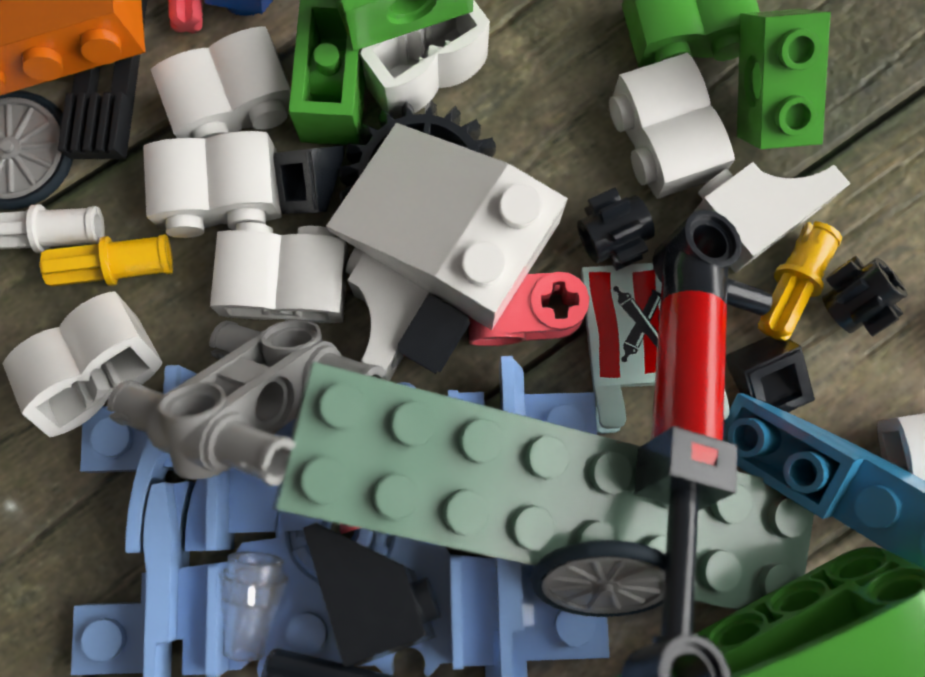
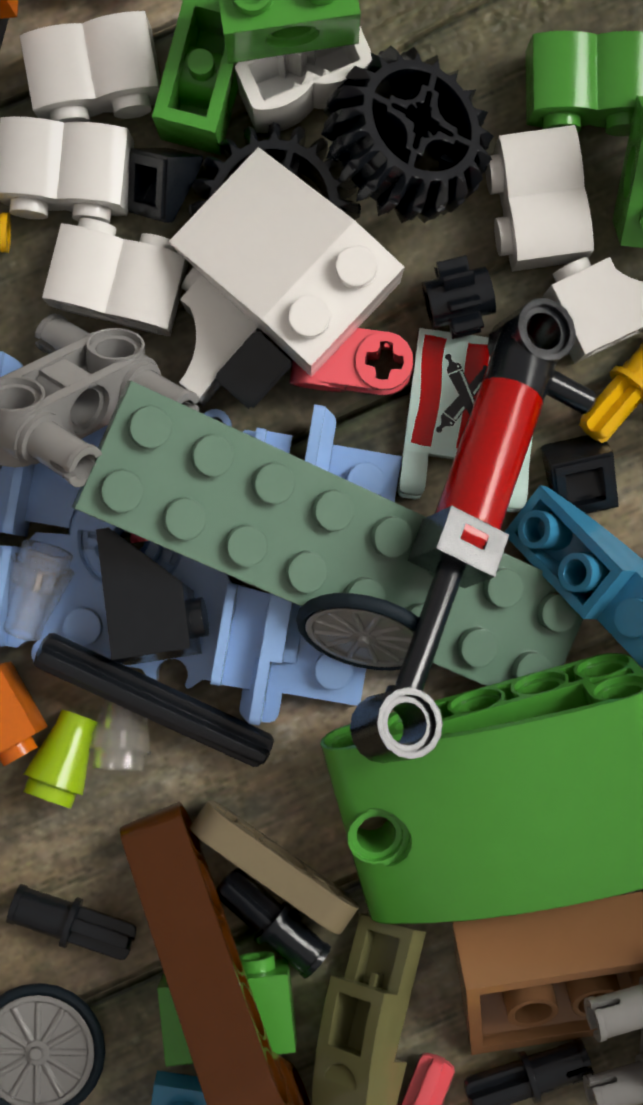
camera: 15 degrees right, 10 degrees up
(534, 89) = (397, 125): none -> black gear

